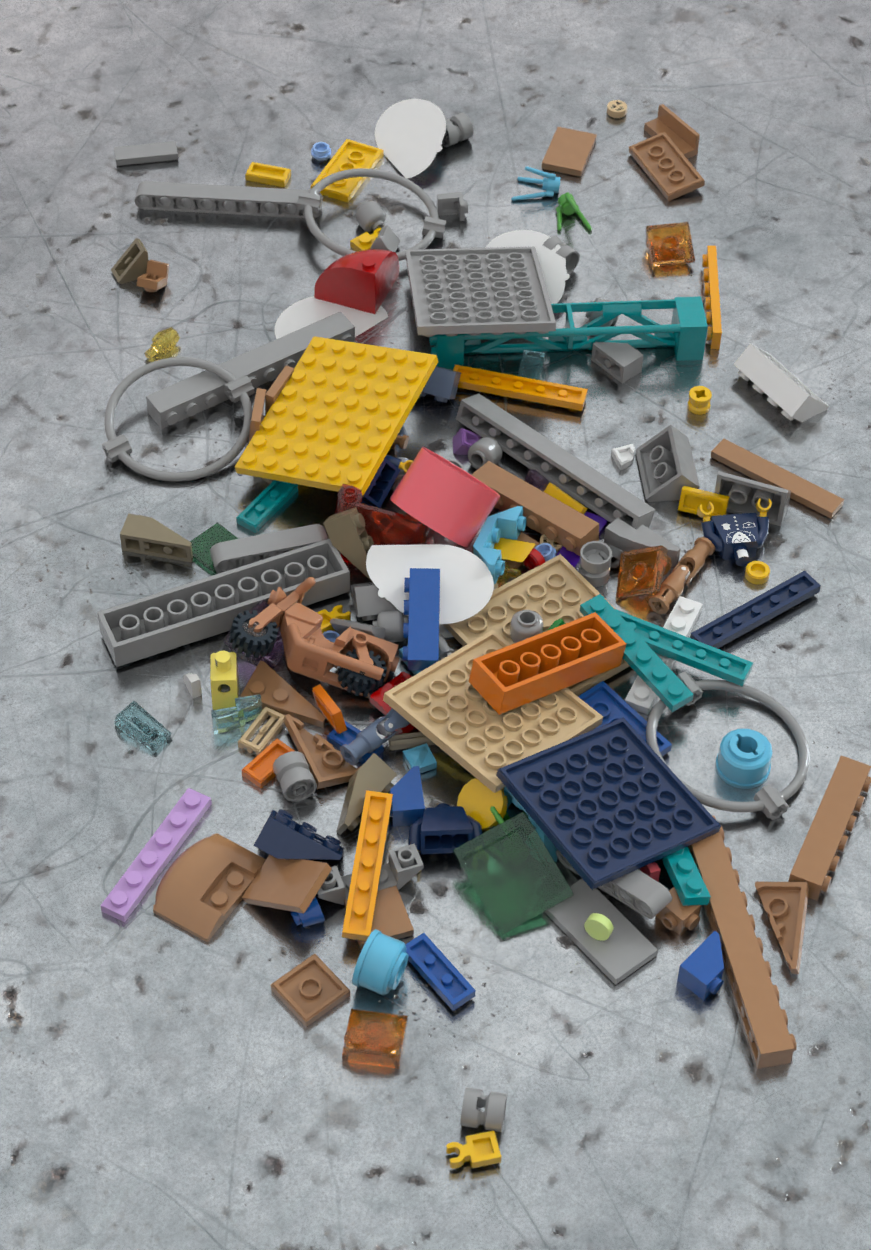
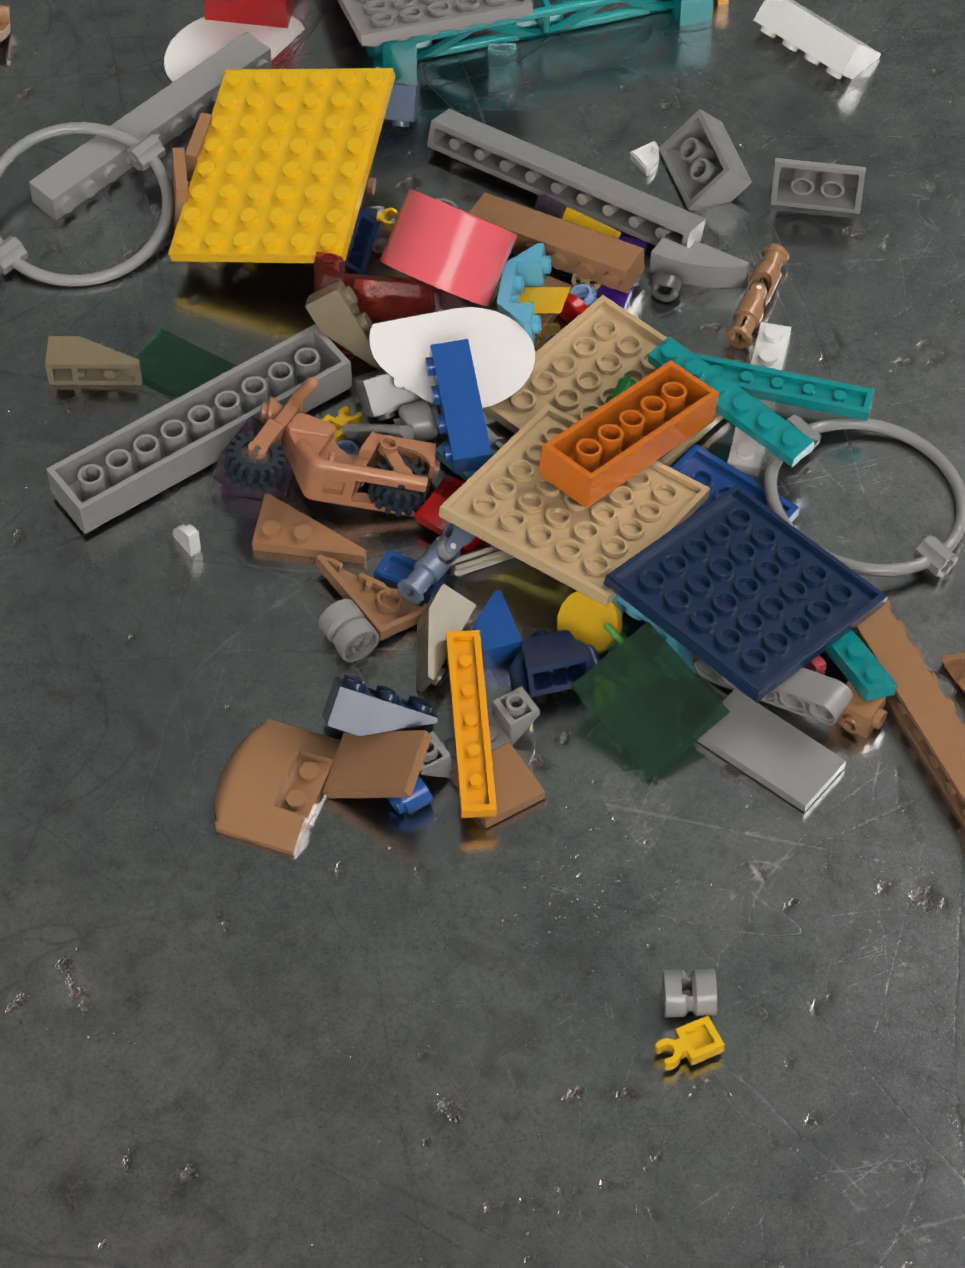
camera: 10 degrees left, 5 degrees up
(134, 710) = (134, 589): clear light blue slope -> none
(156, 855) = (200, 759): lavender plate -> none
(162, 342) = (28, 109): clear yellow piece -> none
(224, 671) = (224, 516): light yellow torso -> none
(231, 718) = (263, 560): clear light blue slope -> none
(251, 549) = (216, 356): light grey beam -> none
(260, 769) = (302, 627): orange tile -> none
(266, 505) = (217, 295): teal tile -> none
(269, 738) = (284, 602): tan tile -> none
(310, 990) = (437, 889): medium nougat tile -> none
(329, 709) = (369, 538): orange tile -> none
(374, 1038) = (532, 933): clear orange slope -> none
(380, 963) = (520, 841): medium azure wheel -> none
(421, 757) = (495, 578): medium azure tile -> none
(439, 972) = (589, 837): blue plate -> none
(463, 441) = (447, 174): medium lavender slope -> none
(483, 451) = (473, 182): light grey head -> none
(521, 388) = (498, 92): light orange plate -> none
(525, 625) = (588, 393): light grey head -> none
(595, 562) = (649, 298): light grey wheel -> none
(598, 926) = (770, 745): yellowish green tile -> none
(617, 359) = (608, 37): light grey slope -> none
(642, 571) = (710, 299): clear orange slope -> none
(693, 497) = (761, 201): yellow tile -> none
(699, 400) = (722, 72): yellow wheel -> none
(704, 968) = (907, 772): blue slope -> none
(736, 534) = (810, 233): dark blue torso -> none
(744, 758) = (890, 509): medium azure wheel -> none
(757, 572) = (846, 276): yellow tile -> none
(757, 611) = (860, 324): dark blue plate -> none
(771, 474) = (831, 150): medium nougat tile -> none

